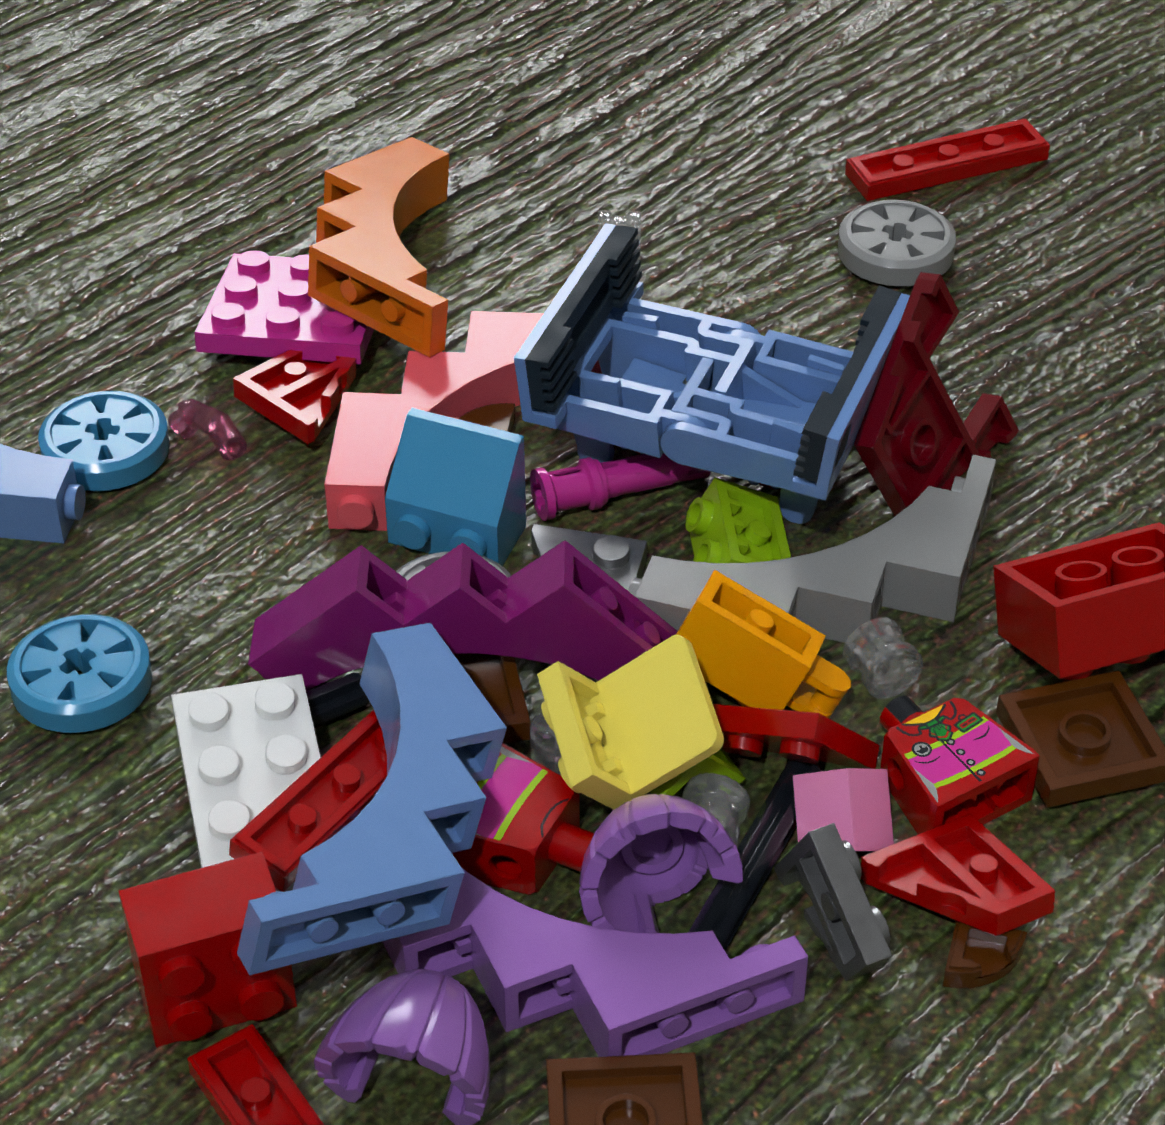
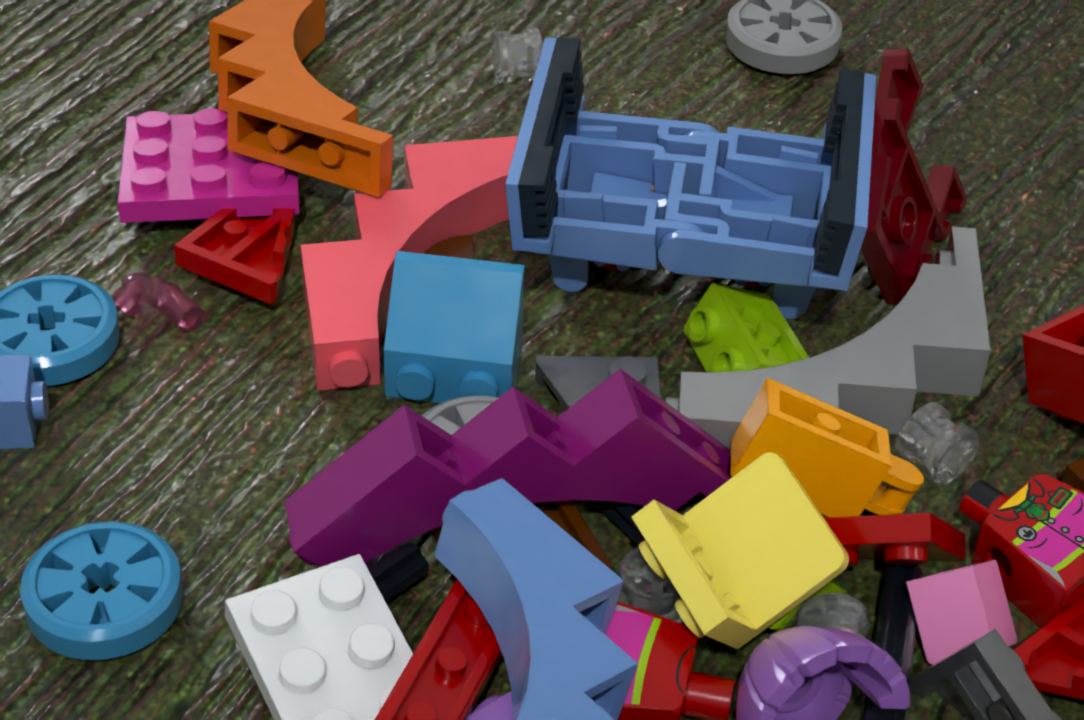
camera: 15 degrees left, 0 degrees up
(596, 482) = (583, 303): dark pink pin -> none

